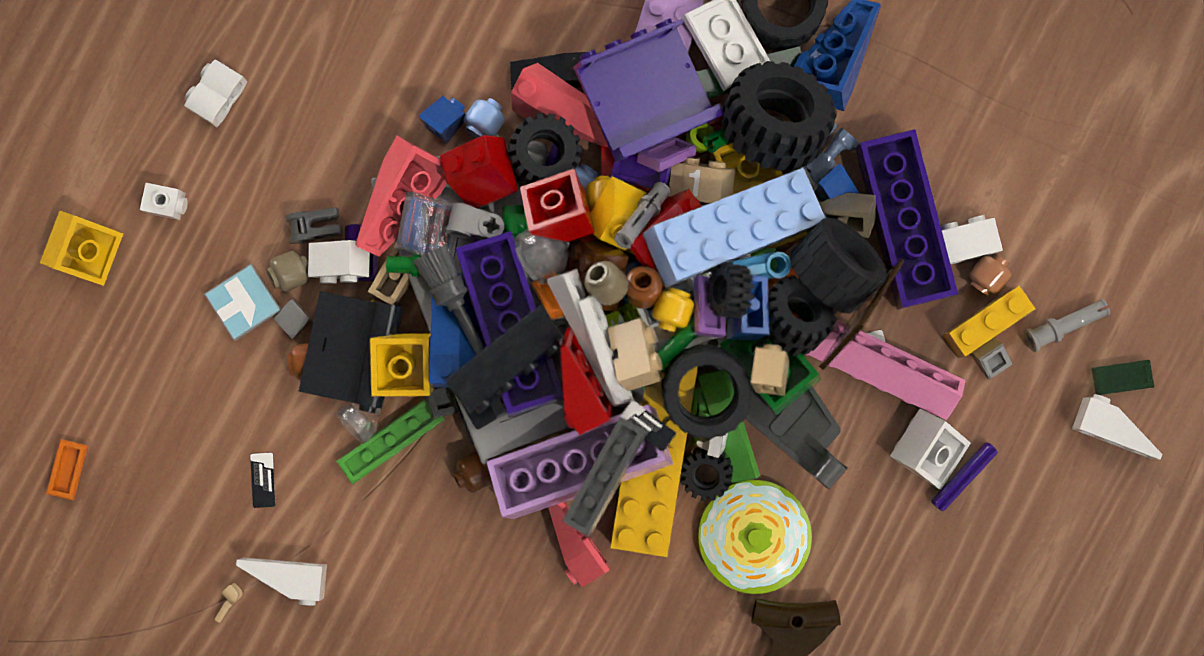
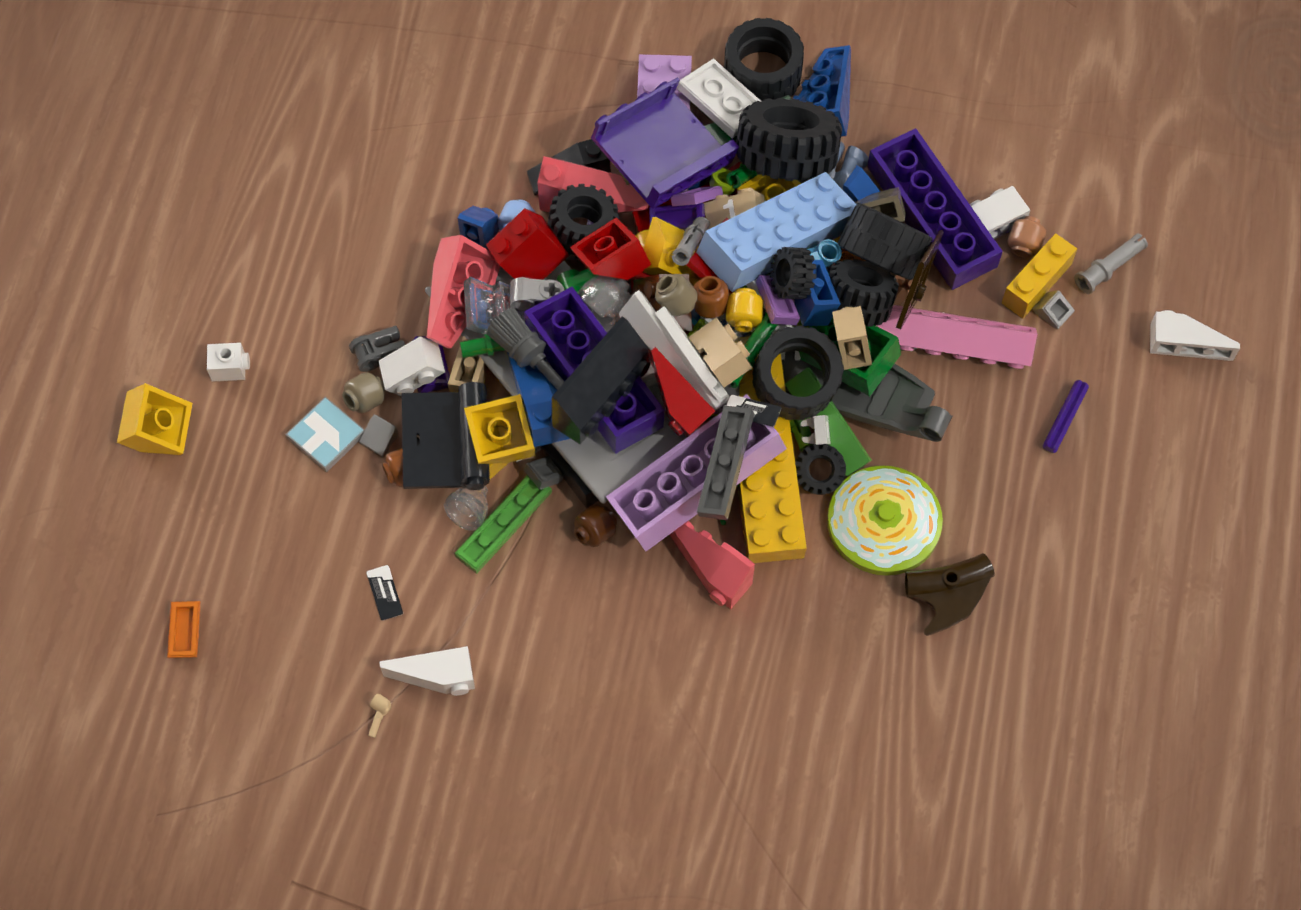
camera: 20 degrees left, 20 degrees down
(215, 92) = (255, 258): white brick -> none
(489, 415) = (591, 451): black panel -> none
(930, 448) = (1025, 397): white slope -> none
(1123, 377) = (1180, 295): clear green tile -> none

